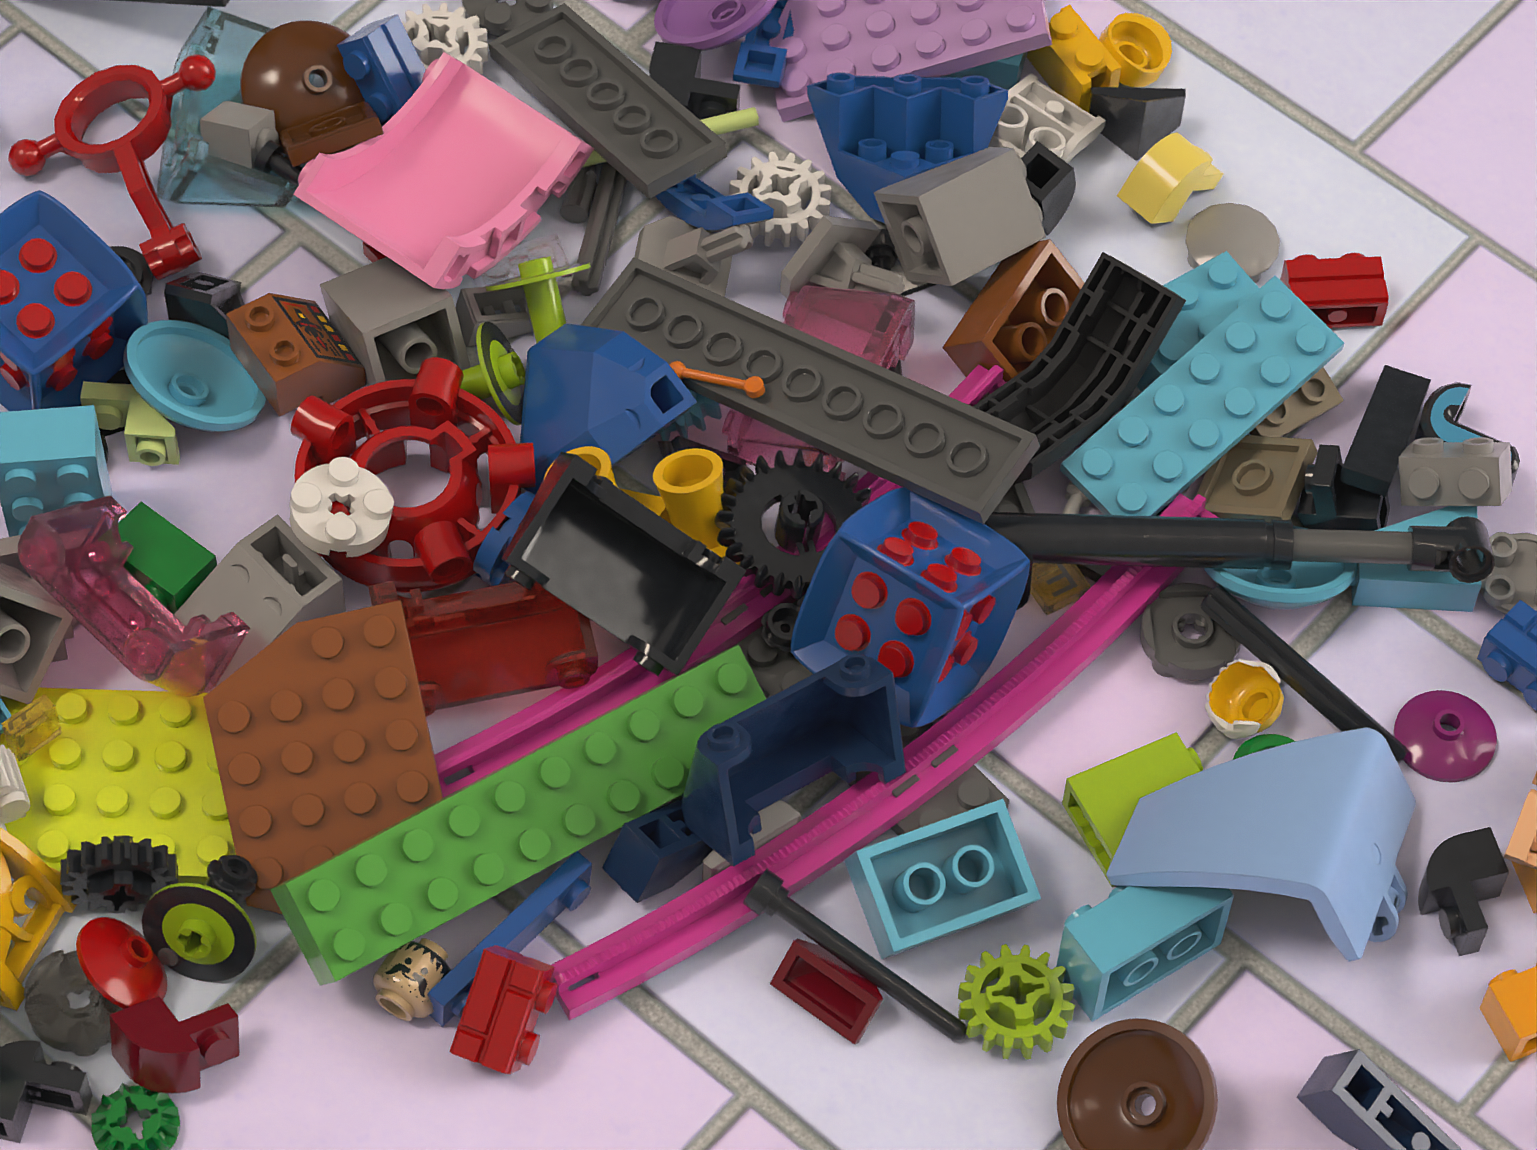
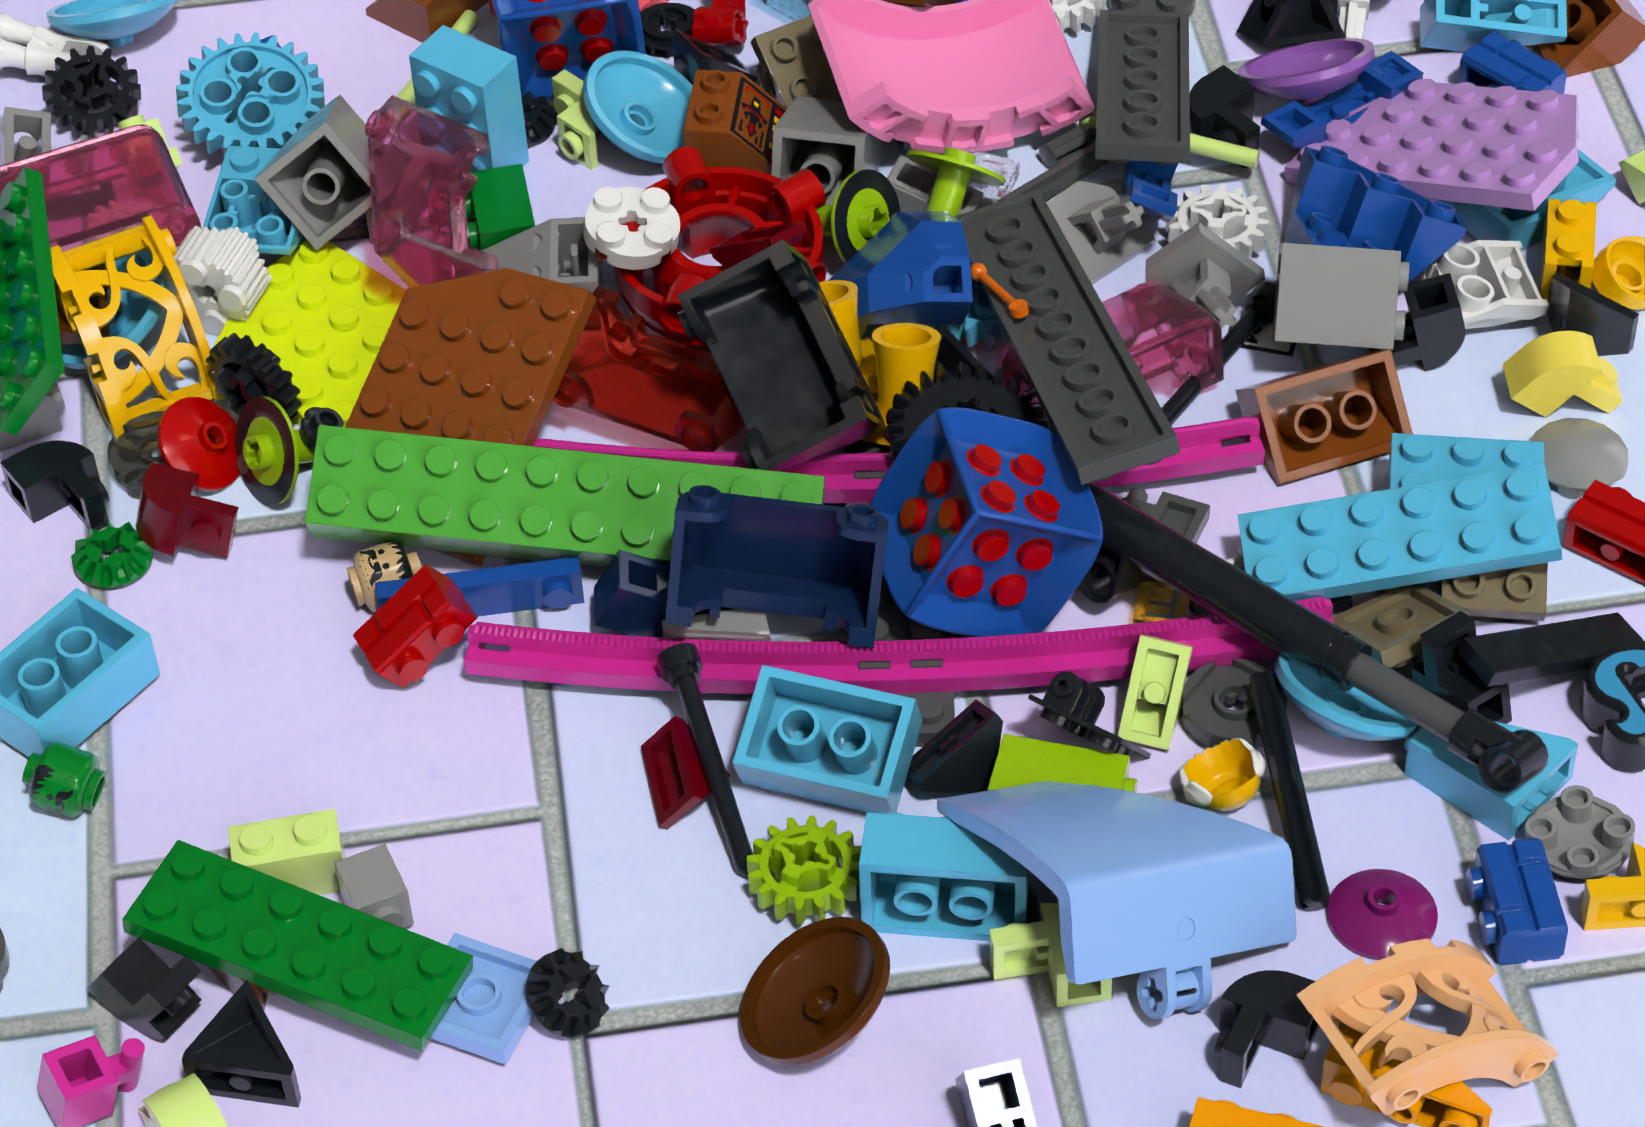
camera: 45 degrees right, 10 degrees down
(32, 727) = (295, 259): clear yellow tile -> none
(291, 246) = (794, 63): none -> dark tan plate
(474, 465) = (753, 241): none -> dark red slope
(1038, 810) = (960, 754): none -> black slope
(1088, 363) = (1311, 463): black piece -> none
(1095, 720) = (1076, 707): none -> black hinge
(1133, 662) = (1155, 692): none -> yellowish green slope
(1269, 926) = (1037, 948): none -> yellowish green brick
(1455, 473) = (1575, 708): light grey brick -> none

